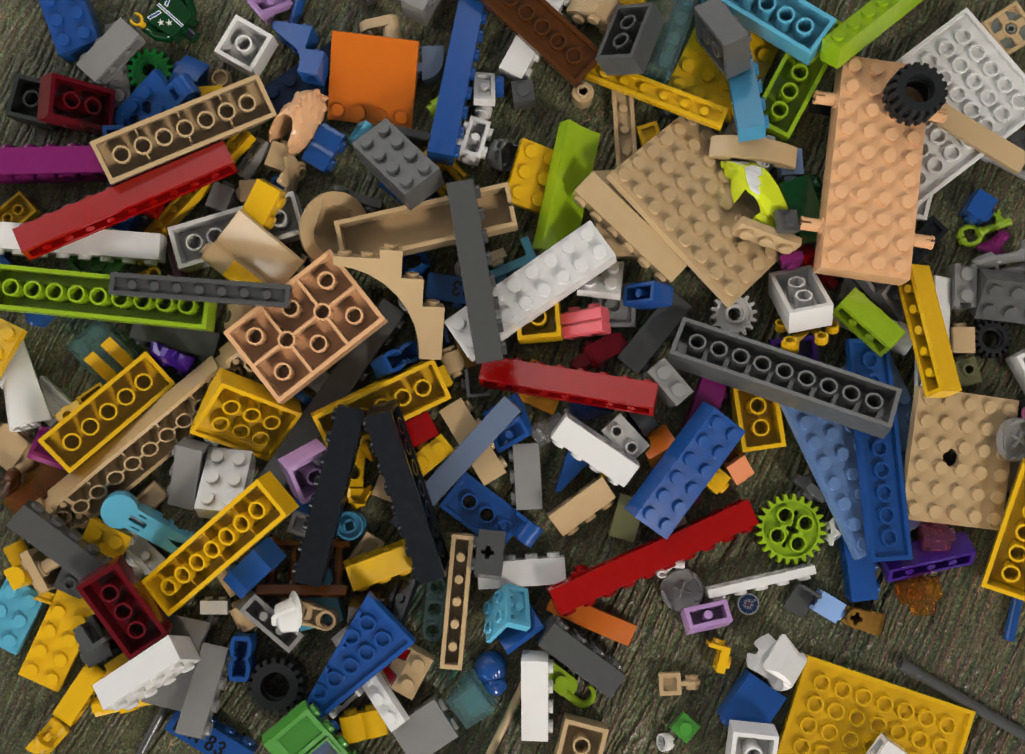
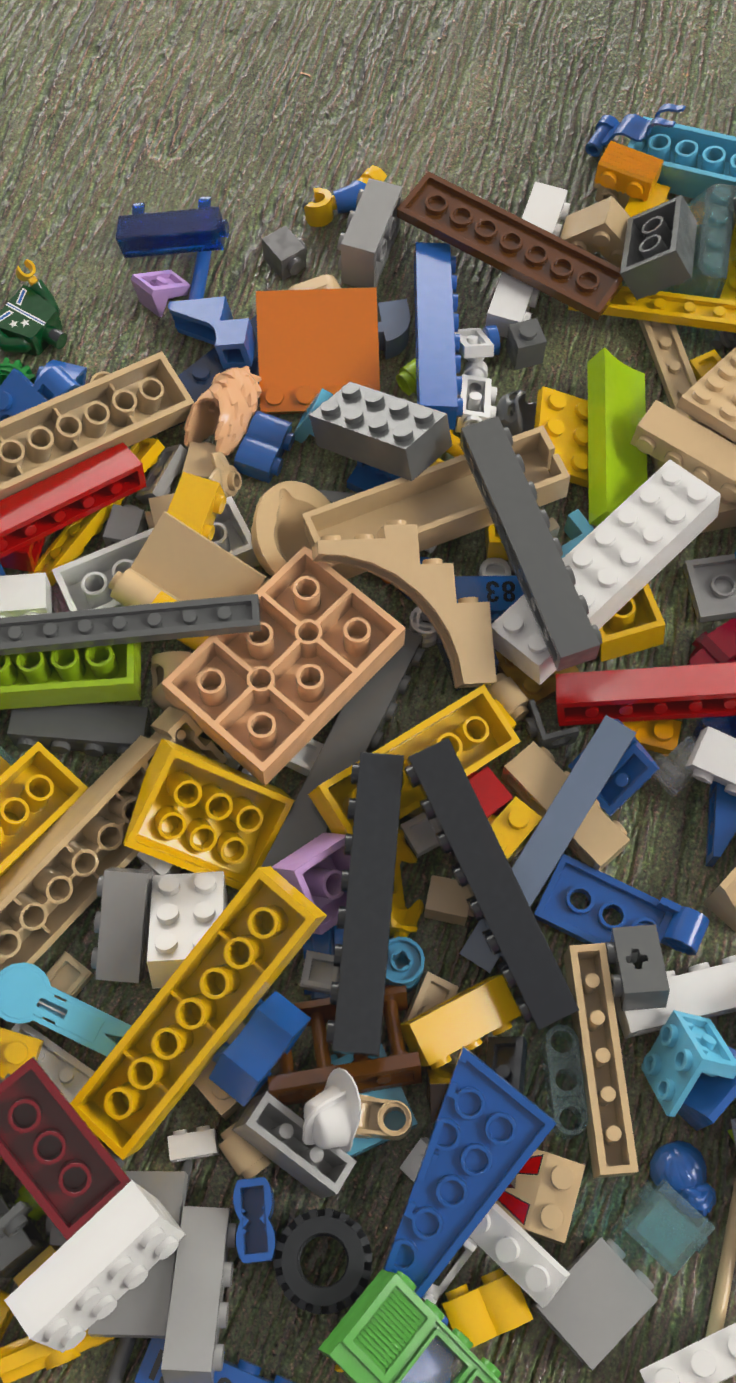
camera: 10 degrees left, 20 degrees down
(167, 356) = (79, 749): dark purple plate -> none
(246, 47) = (133, 334): white brick -> none
(304, 396) = (288, 782): blue tile -> none
(395, 359) = (423, 700): blue brick -> none
(526, 476) = (660, 845): light grey brick -> none
(582, 101) = (607, 332): tan brick -> none
(586, 322) = (693, 608): coral brick -> none
(606, 285) = (706, 554): white plate -> none

